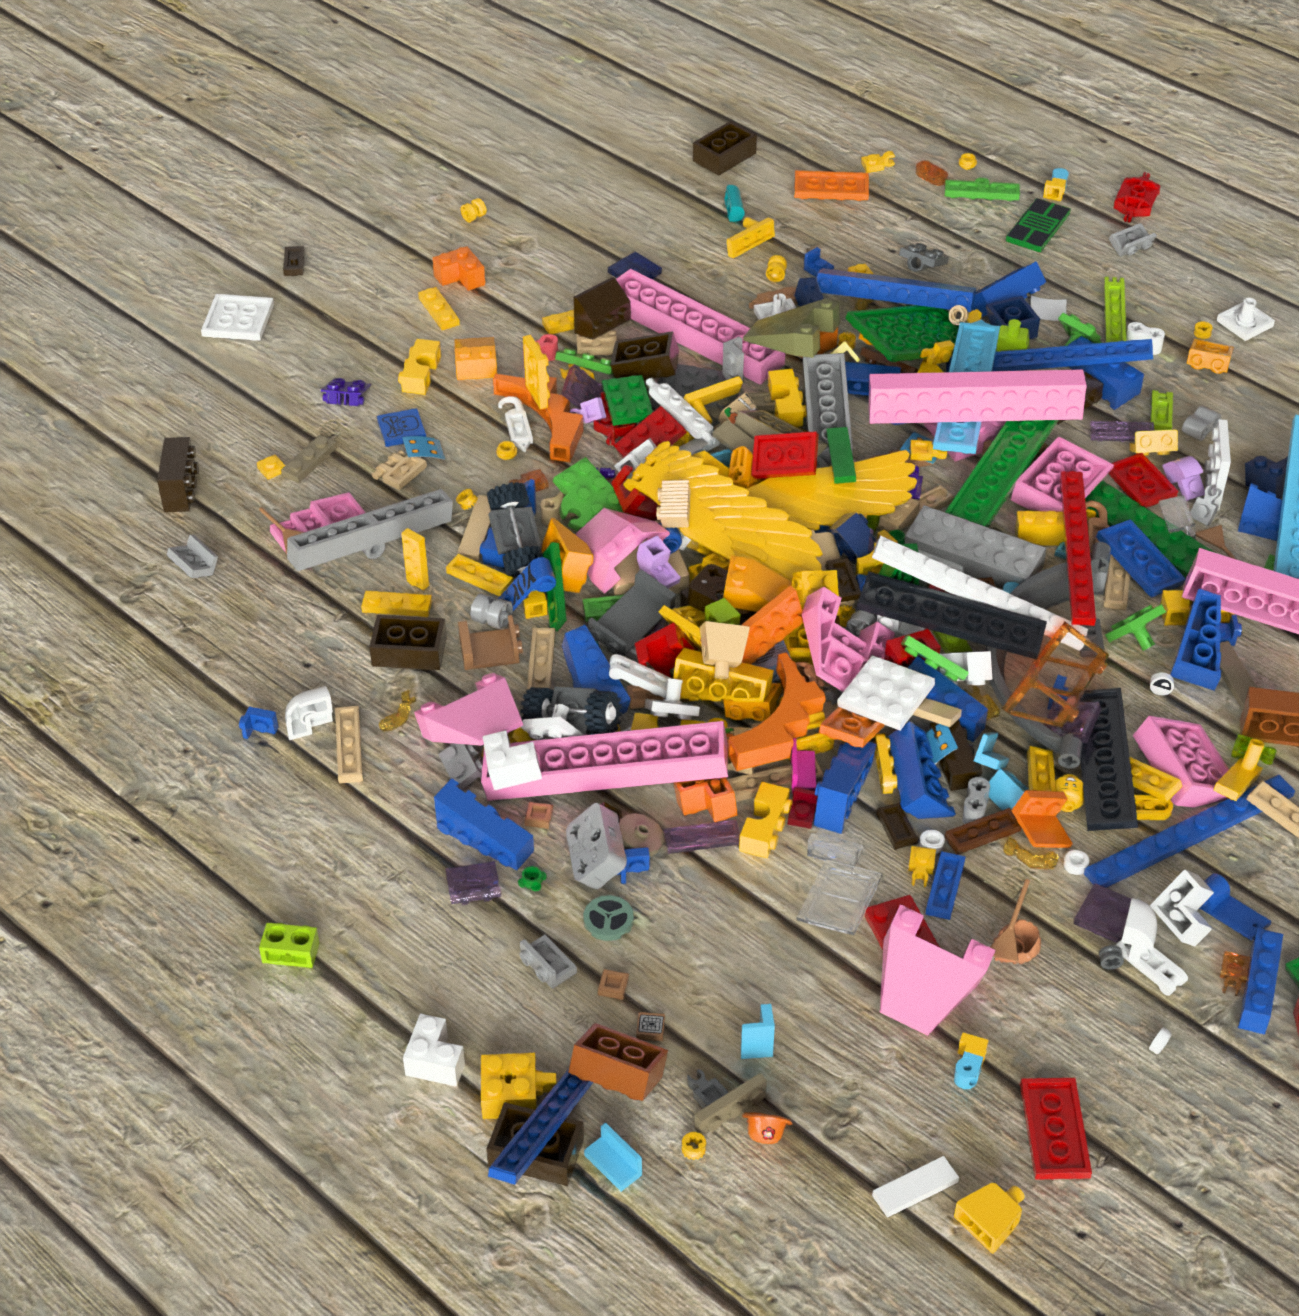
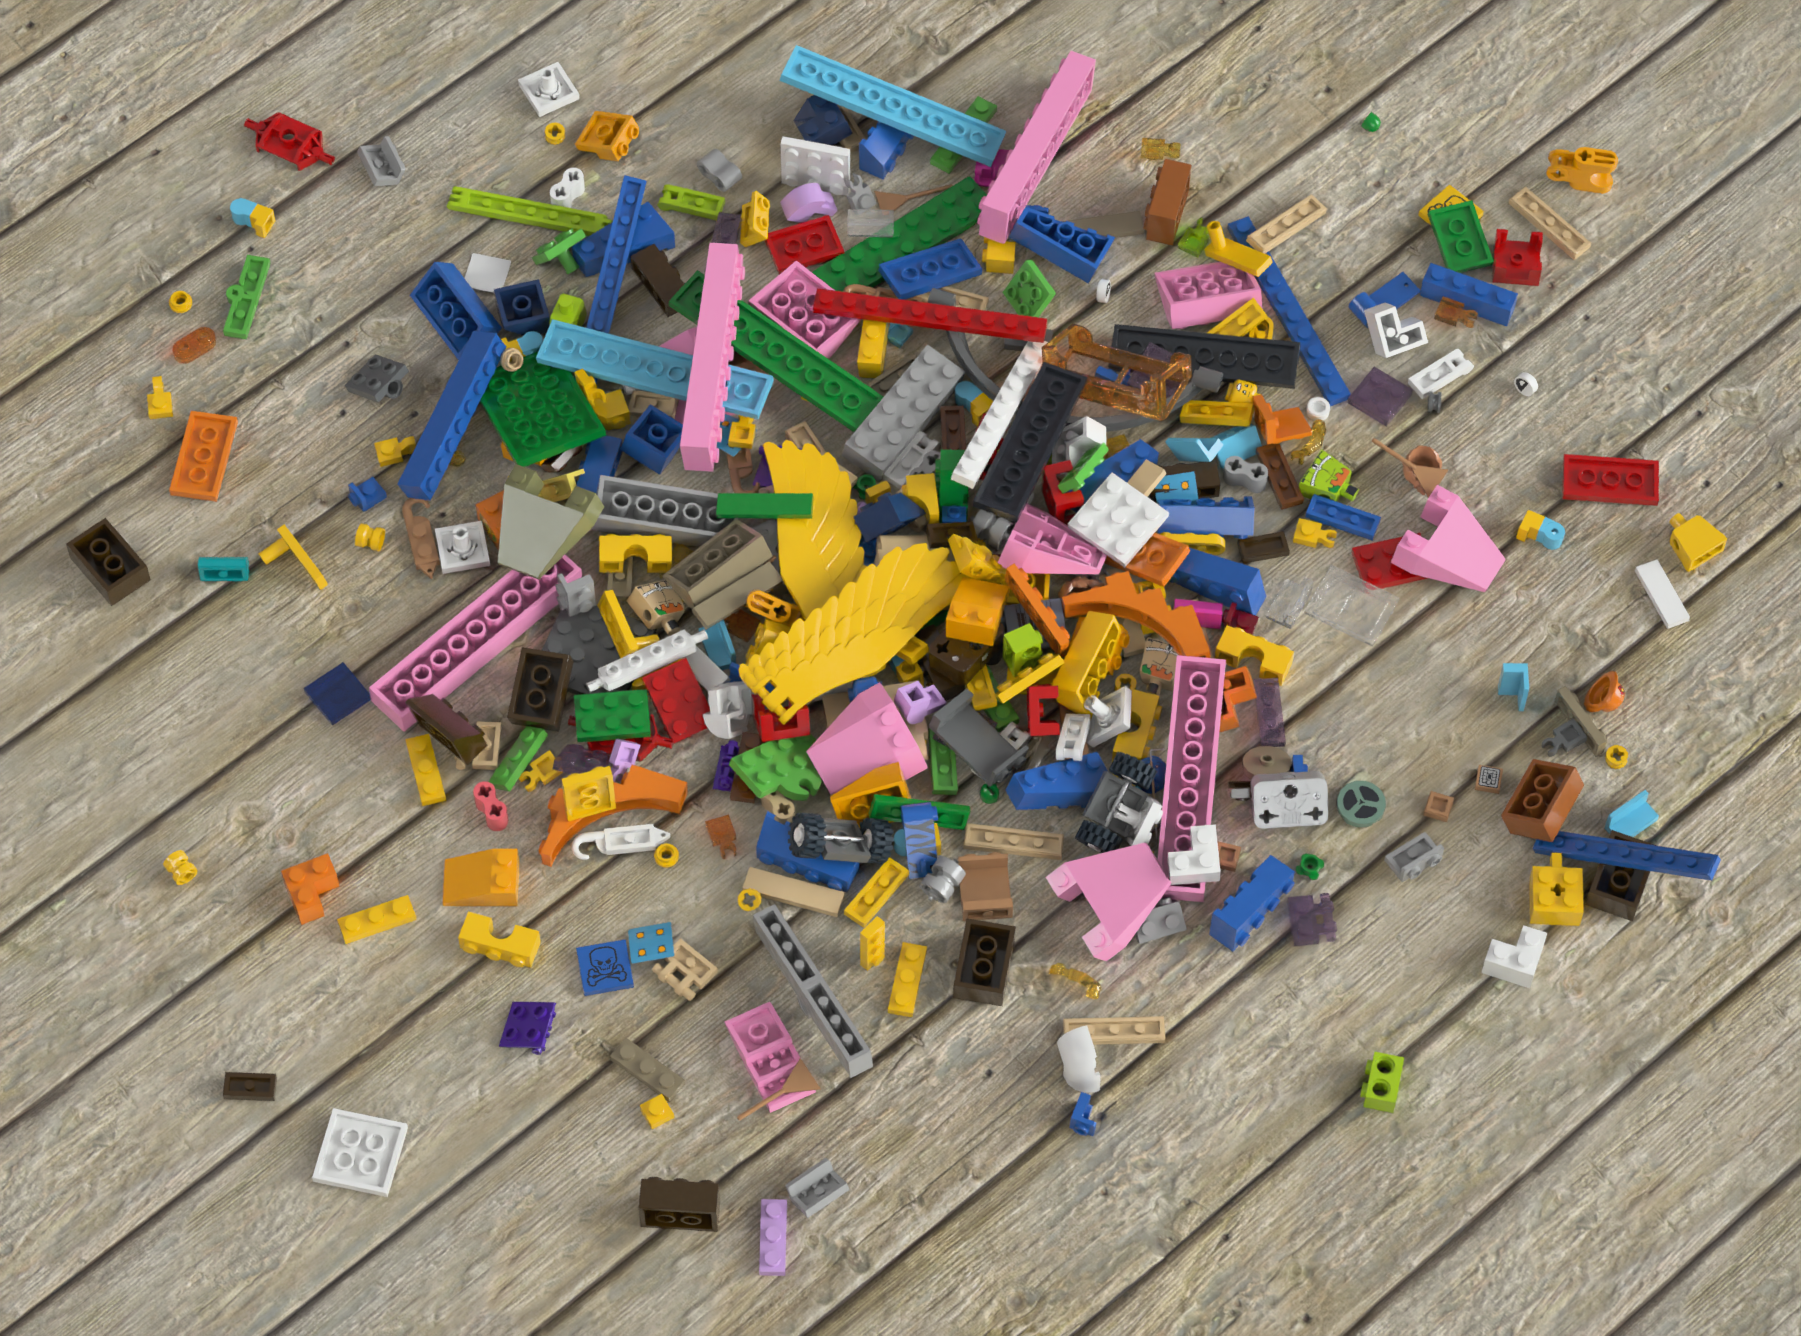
camera: 85 degrees left, 15 degrees up
(152, 540) = (773, 1237): none -> lavender plate
(674, 503) = (848, 667): tan brick -> none
(723, 646) = (1079, 640): tan torso -> none
(785, 455) = (772, 555): red plate -> none
(808, 291) = (448, 507): dark blue brick -> none
(932, 839) = (1285, 521): white tile -> none
(986, 868) = (1328, 479): none -> lime torso
(1038, 225) = (325, 252): tile -> none
(1139, 929) = (1423, 367): white brick -> none

